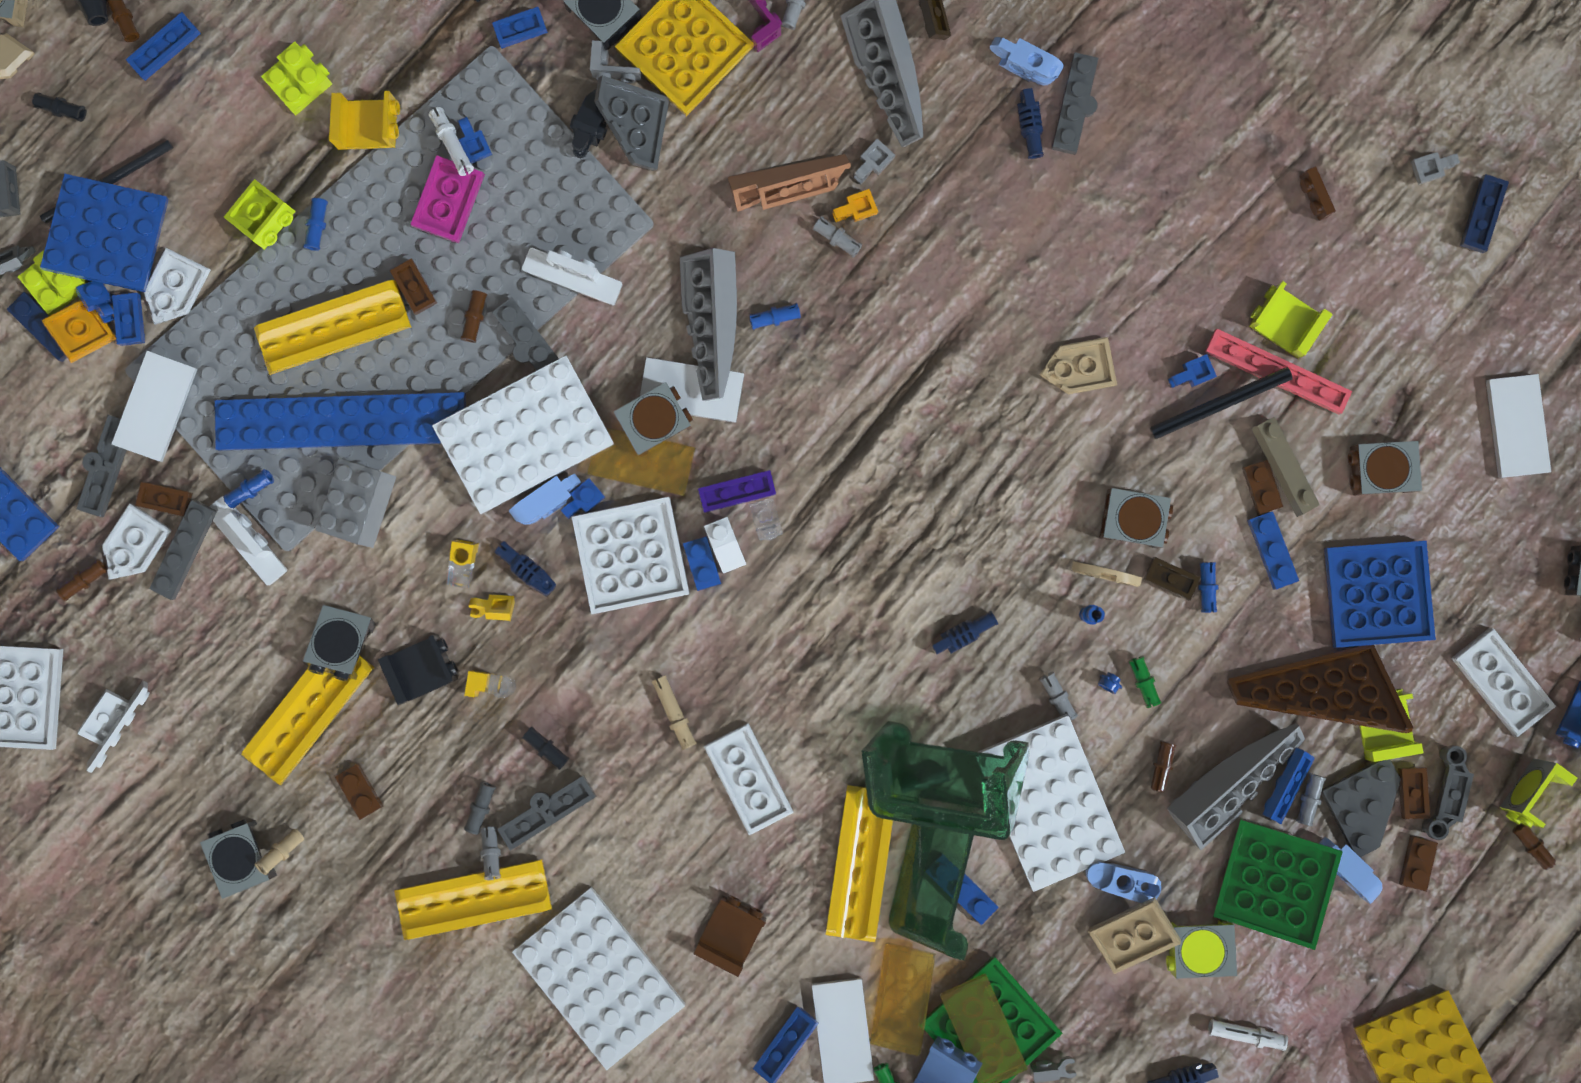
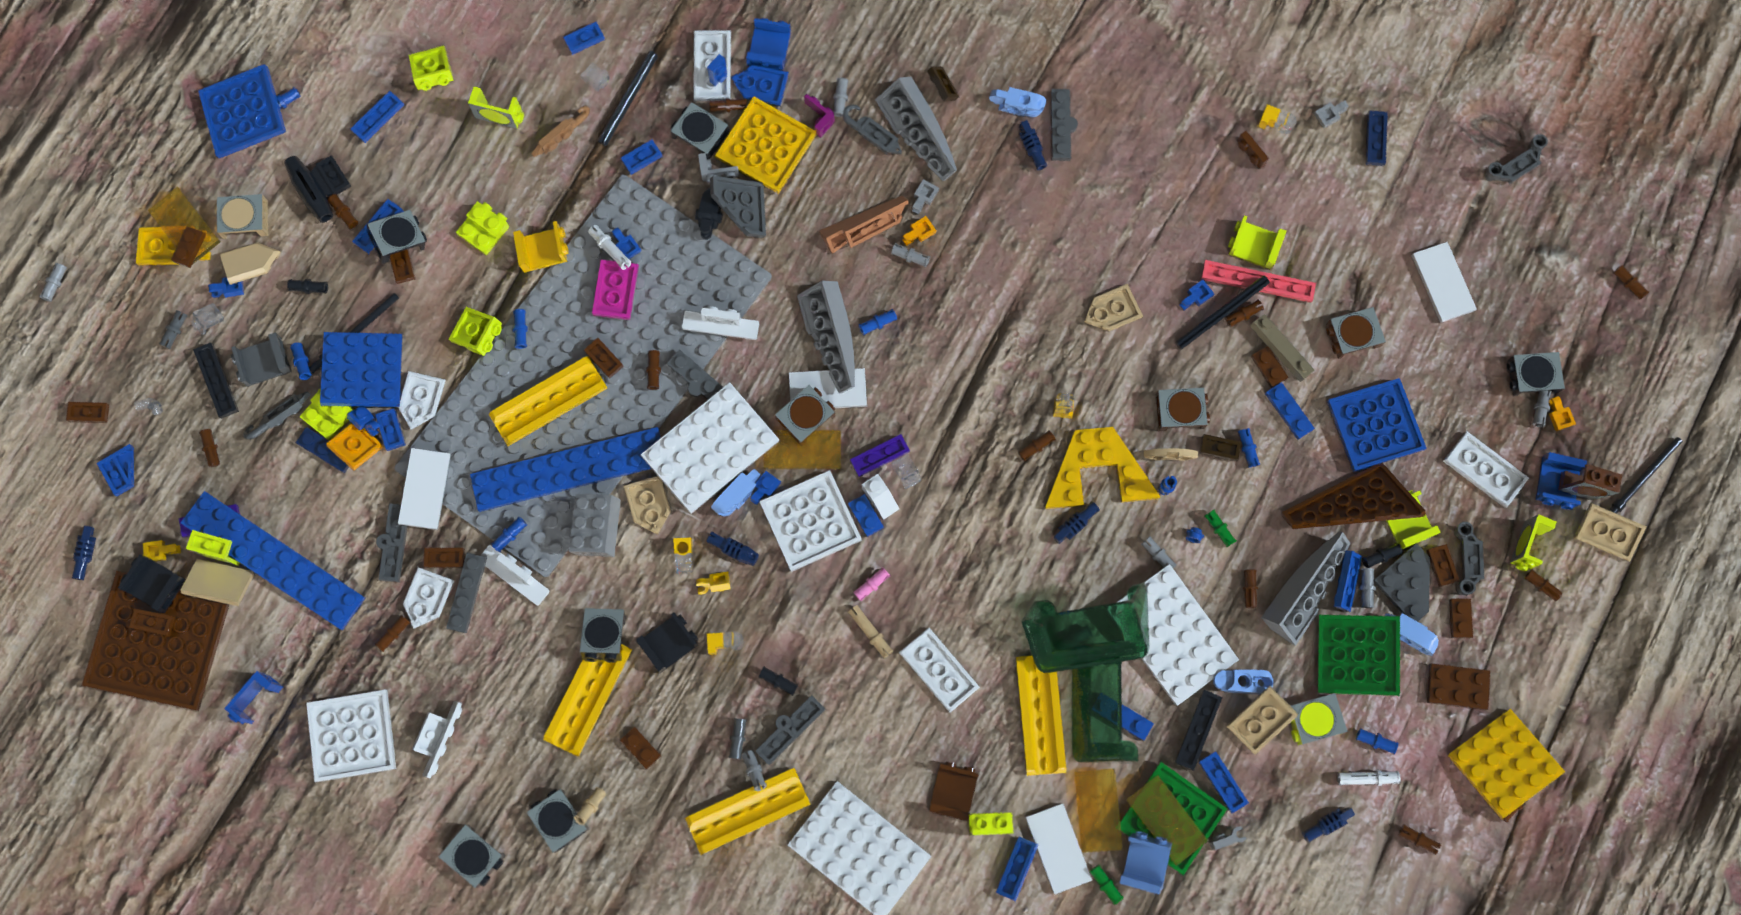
camera: 15 degrees left, 10 degrees down
(31, 204) = (300, 361): none -> blue pin
(124, 880) = (472, 857): none -> panel
(182, 63) = (395, 234): none -> panel
(183, 102) = (402, 266): none -> reddish brown plate
(432, 487) = (648, 503): none -> tan tile
(689, 653) = (871, 584): none -> bright pink pin
(764, 989) = (990, 824): none -> neon yellow panel
(827, 59) = (872, 132): none -> dark grey plate
(939, 523) = (1036, 445): none -> reddish brown pin
(985, 480) = (1063, 405): none -> clear leg
(1012, 544) = (1098, 449): none -> yellow wing
(1051, 928) = (1198, 730): none -> black plate
(1066, 999) = (1223, 782): none -> blue plate
(1248, 410) = (1244, 313): none -> reddish brown pin
(1271, 992) = (1377, 741): none -> blue pin
(1340, 762) = (1382, 555): none -> black pin
(1361, 159) = (1277, 119): none -> leg
(1391, 947) = (1458, 686): none -> reddish brown plate

